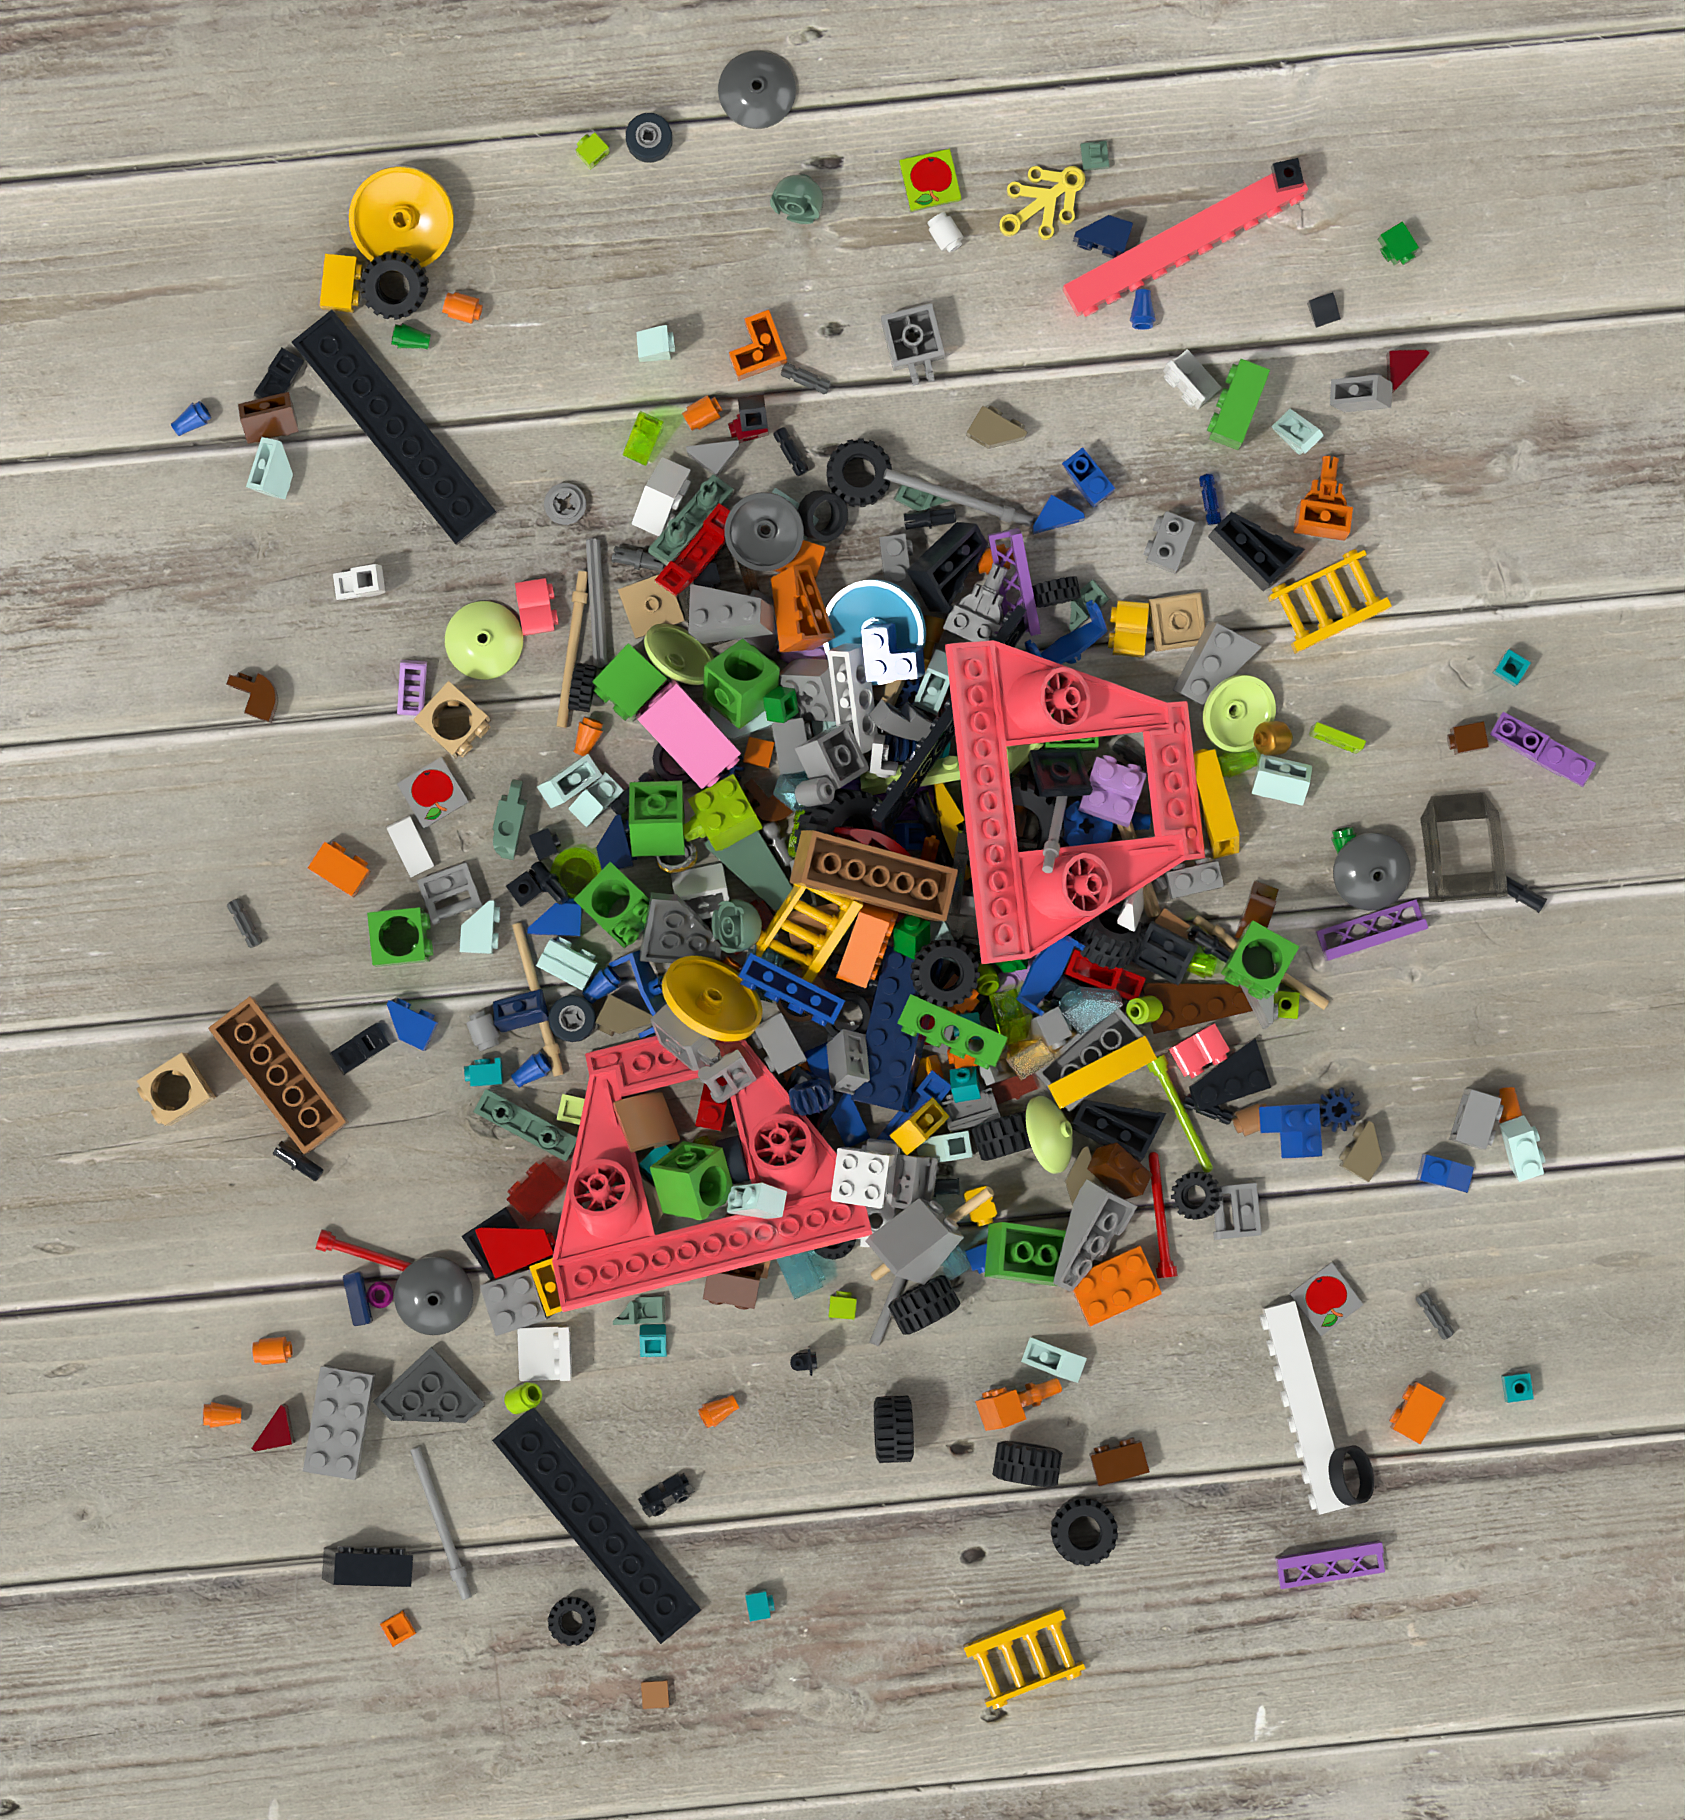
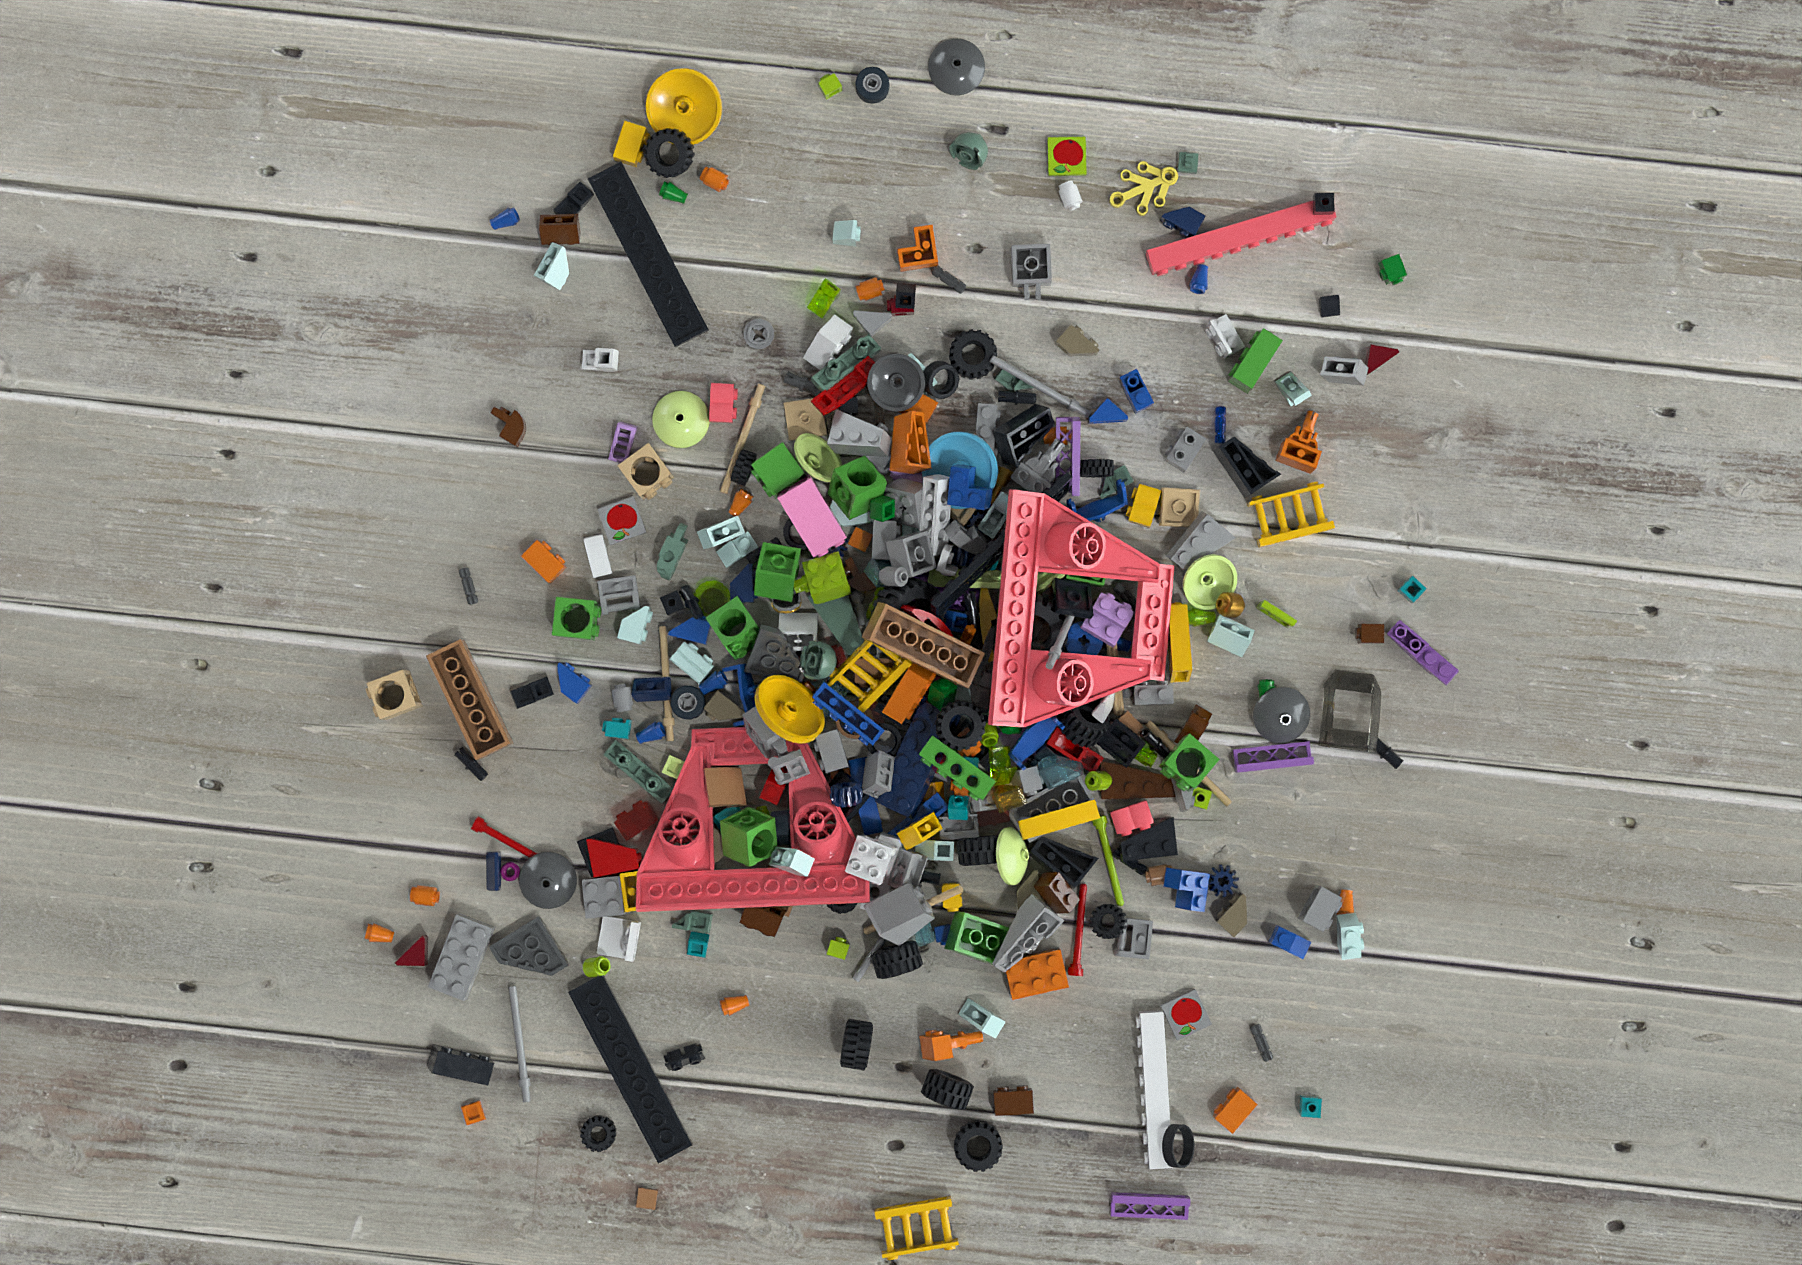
camera: 20 degrees right, 0 degrees up
(545, 844) = (694, 573): black plate -> none
(596, 603) = (766, 409): light grey axle -> none
(759, 1605) = (734, 1150): teal plate -> none
(790, 451) = (927, 329): black axle -> none
(801, 1273) = (813, 919): clear light blue brick -> none
(804, 1361) = (802, 982): black hinge -> none

